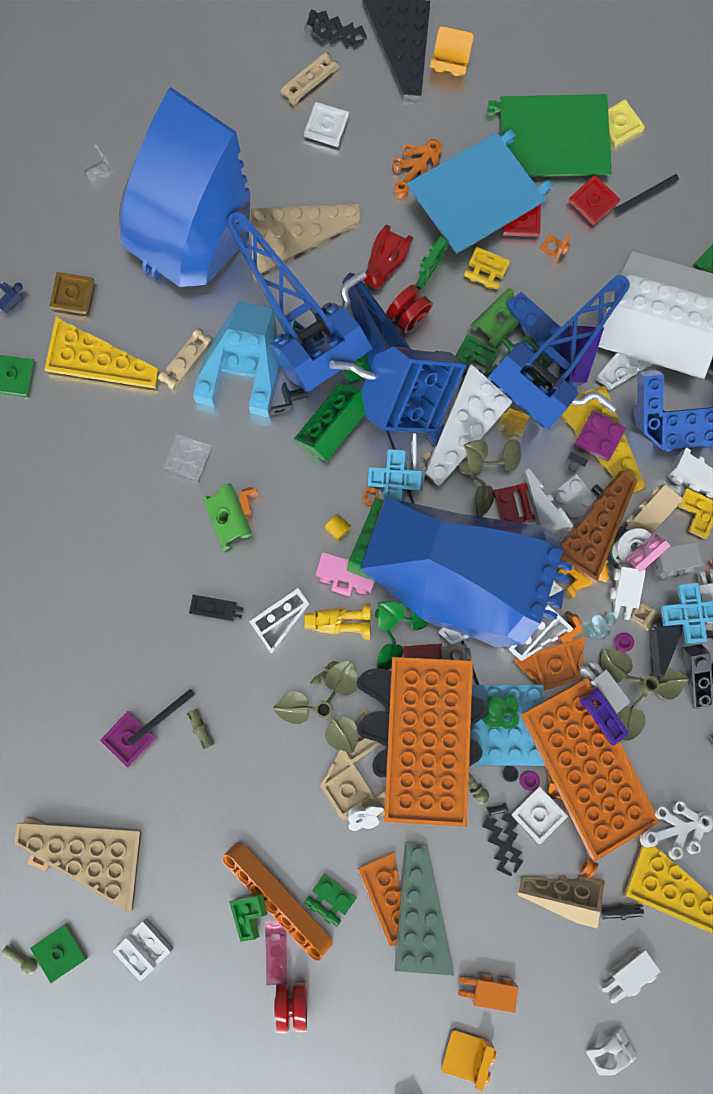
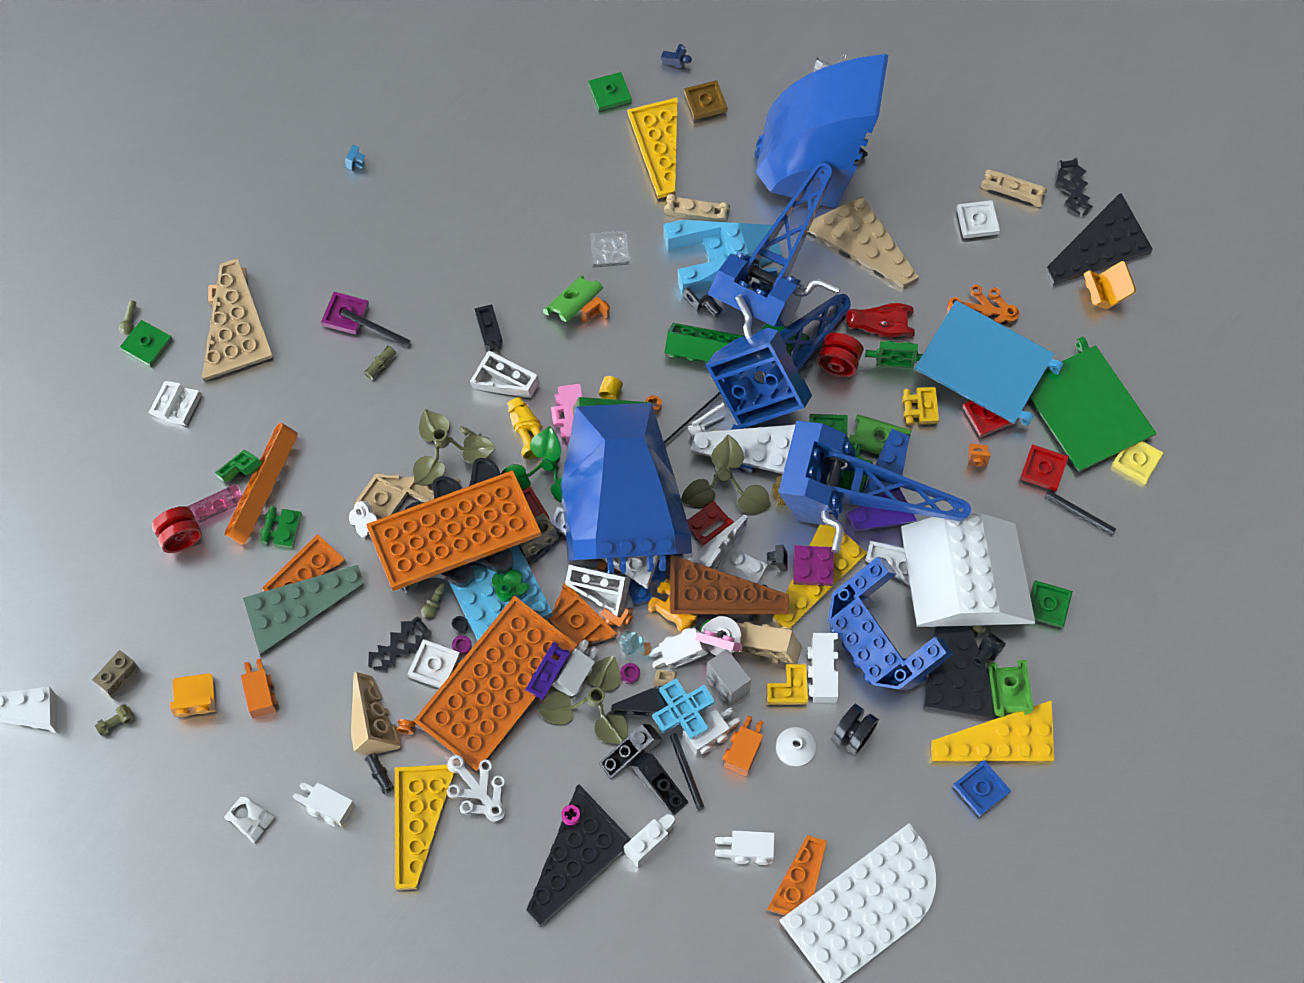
camera: 65 degrees right, 15 degrees down
(395, 476) = (679, 412): medium azure plate -> none

